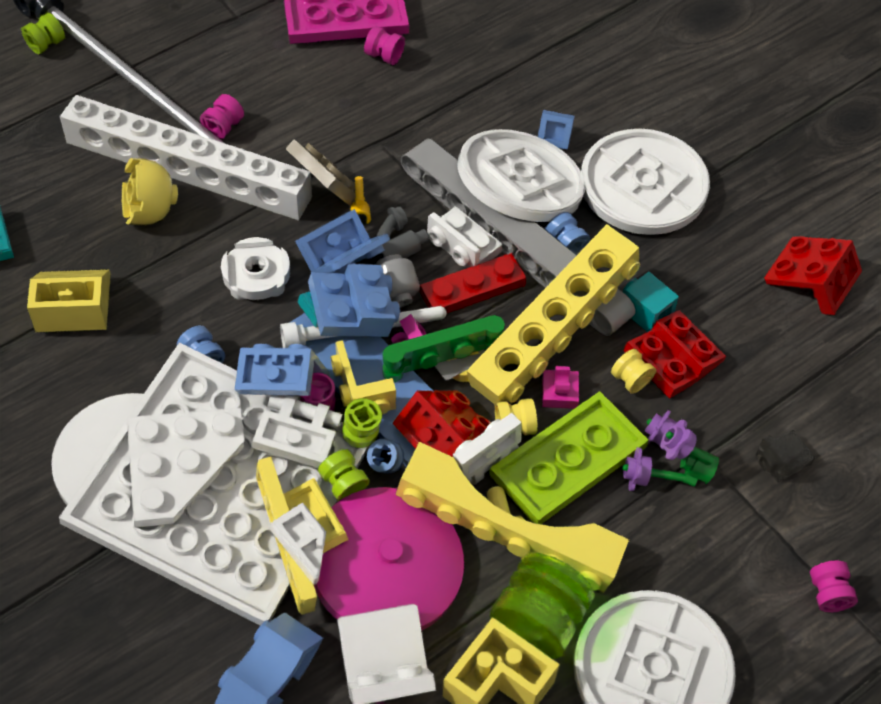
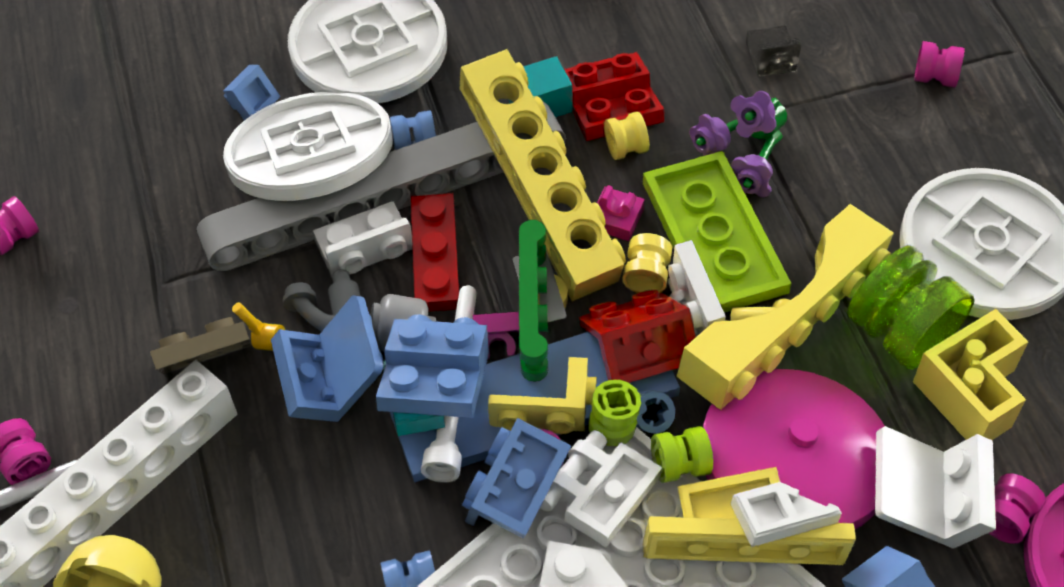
camera: 65 degrees left, 0 degrees up
(260, 284) = (315, 504): white plate -> none

